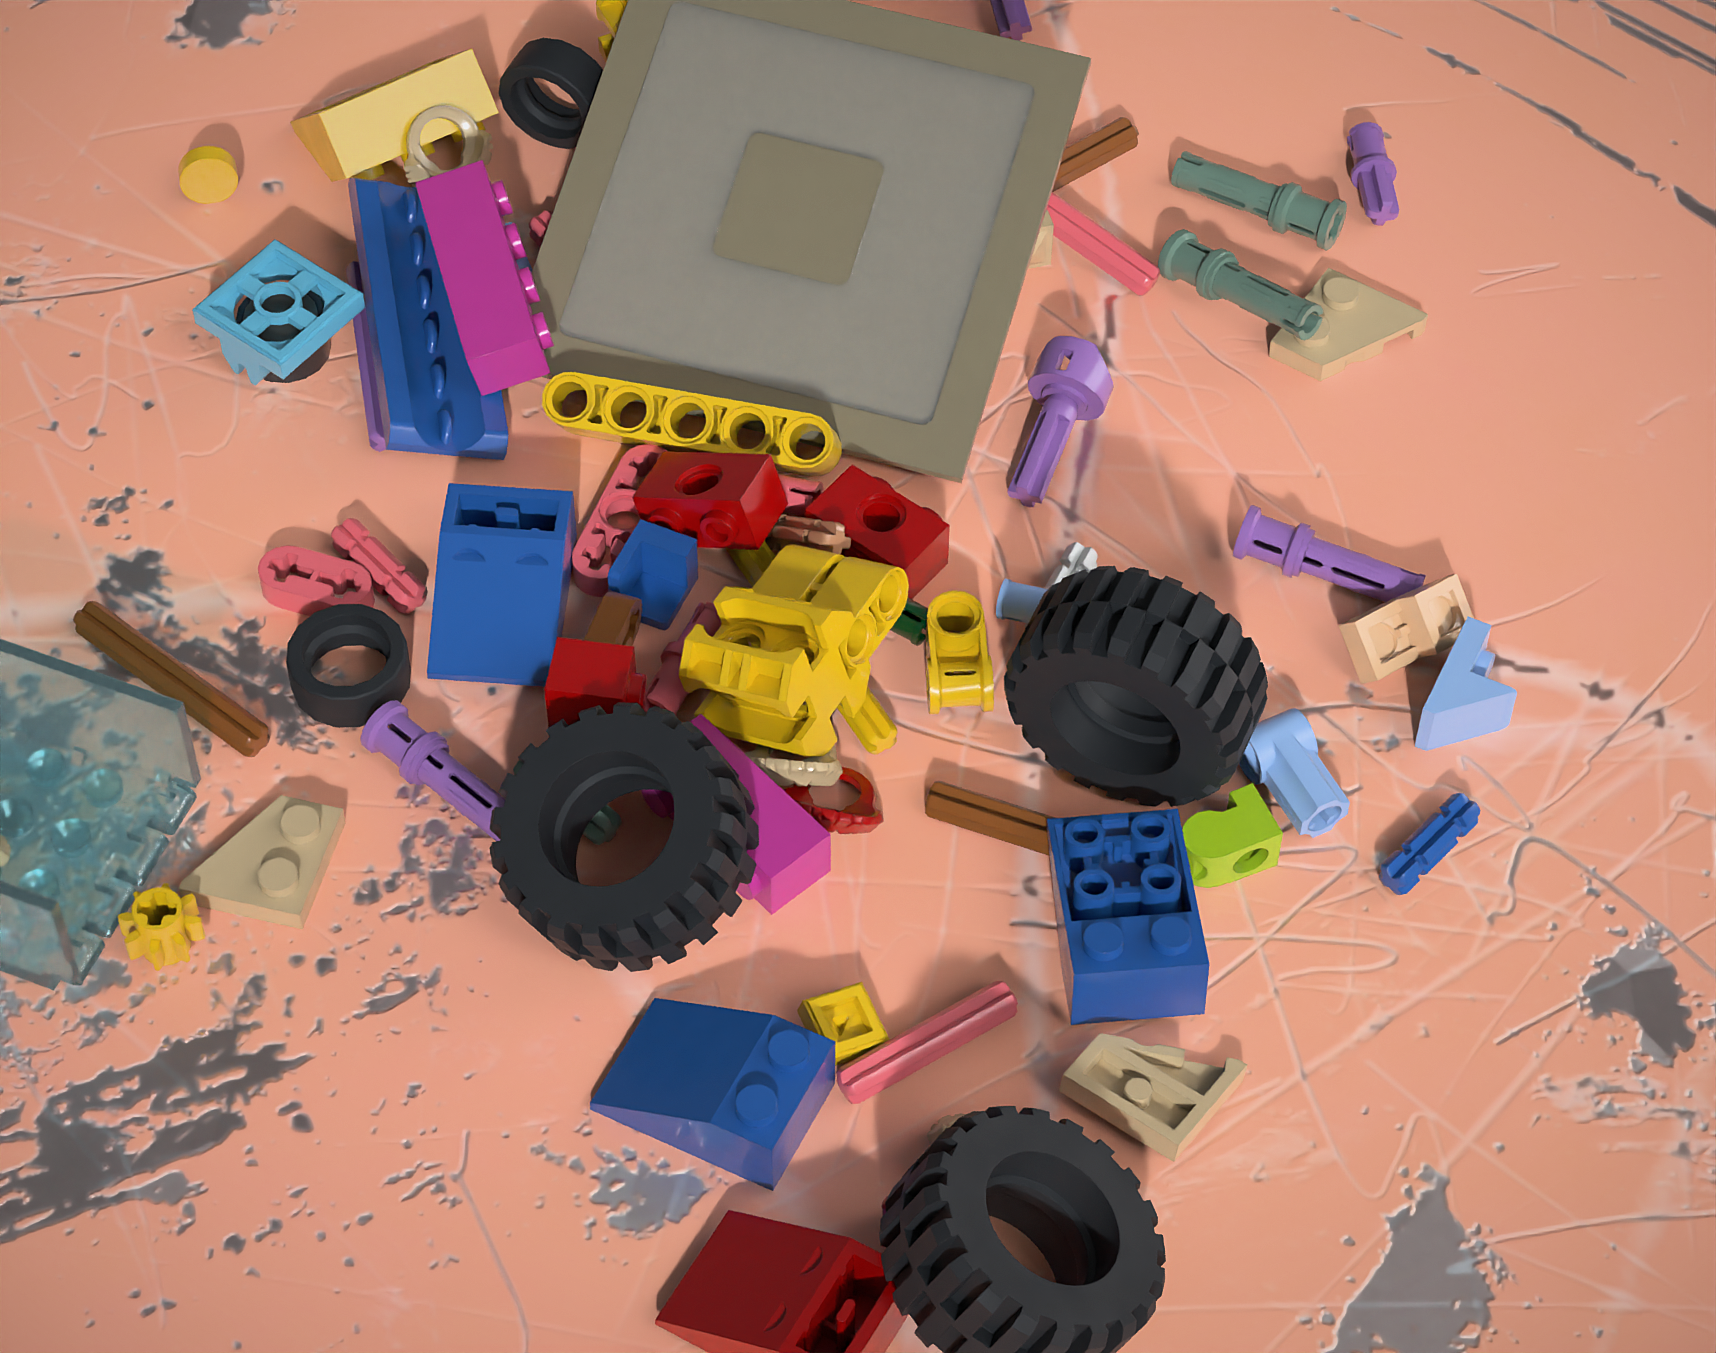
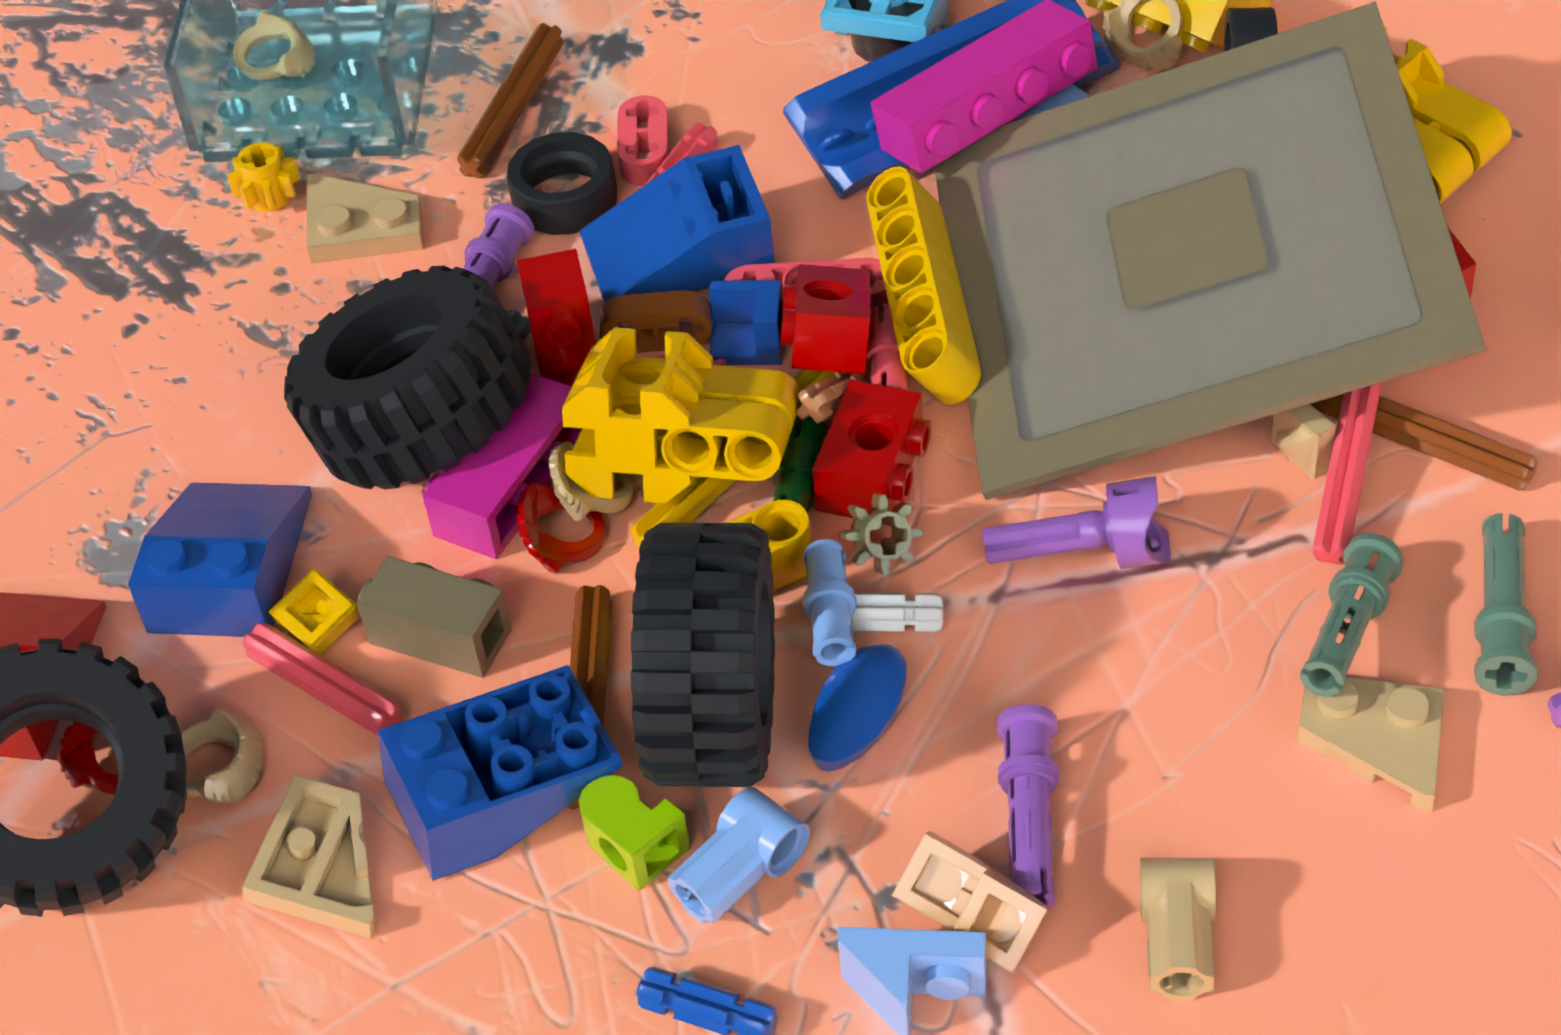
camera: 75 degrees right, 5 degrees down
(905, 922) = (434, 615): none -> dark tan brick
(986, 556) = (889, 548): none -> olive gear
(1464, 501) = (1179, 910): none -> tan piece

